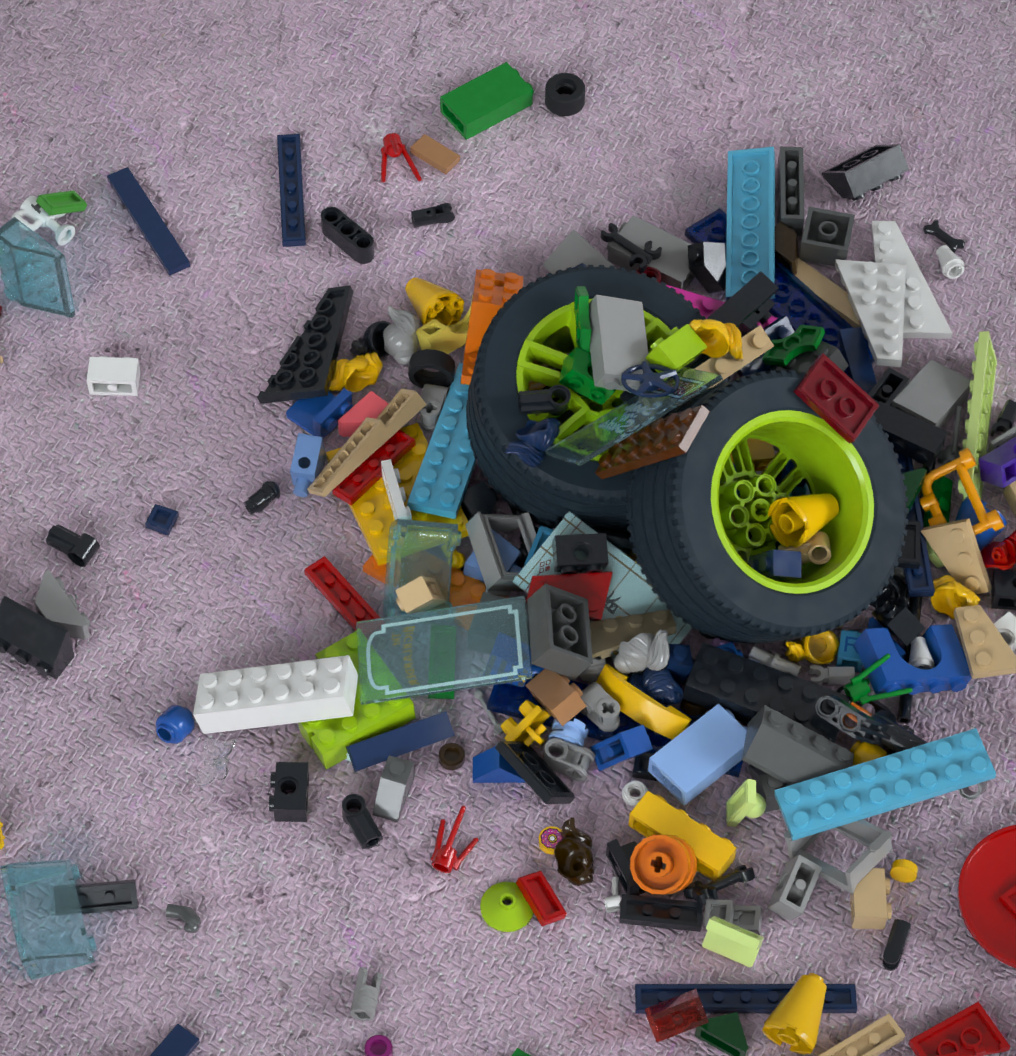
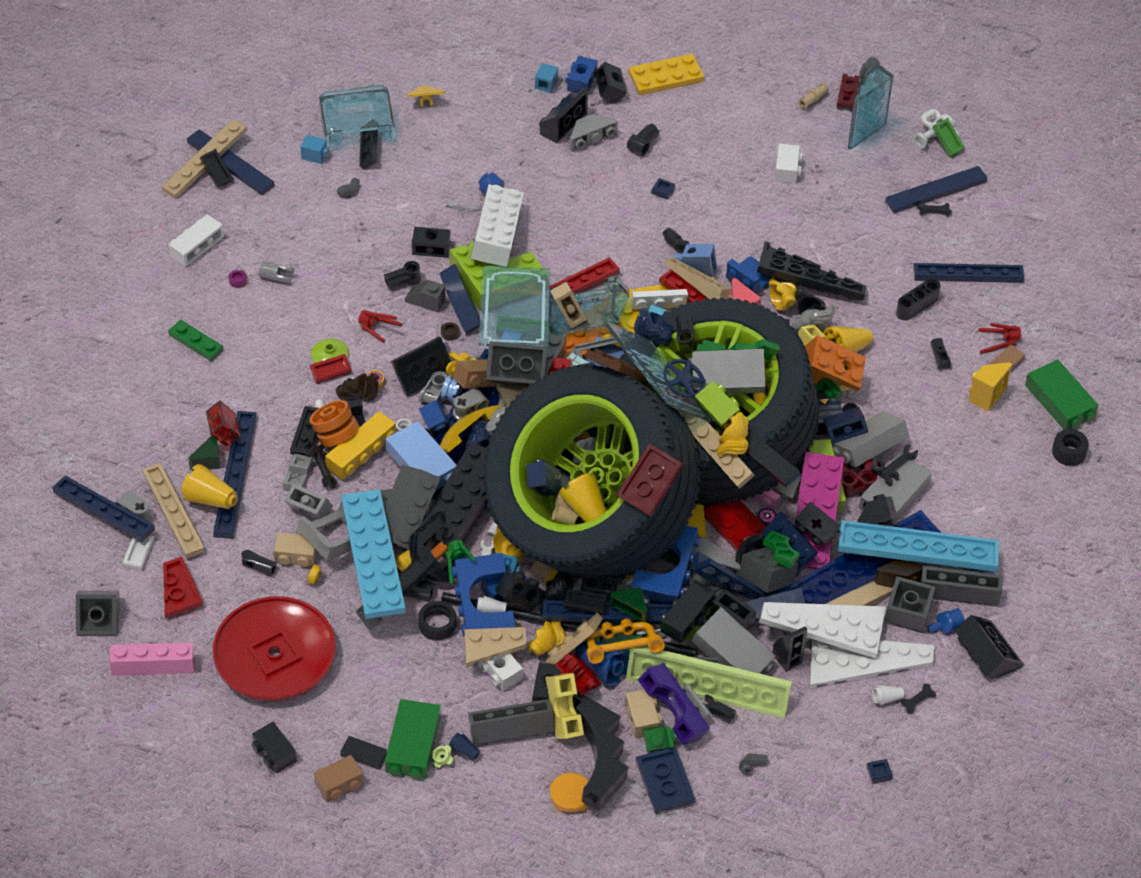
camera: 95 degrees right, 5 degrees down
(109, 973) = (314, 149): none -> dark azure brick
(183, 232) = (934, 209): none -> black piece
(490, 159) = (989, 384): none -> yellow slope
(732, 941) = (277, 463): yellowish green panel -> none
(744, 803) = (379, 478): yellowish green tile -> none
(833, 201) = (947, 621): none -> blue piece
(921, 339) = (790, 649): none -> black slope
(948, 702) = (437, 607): none -> black tyre

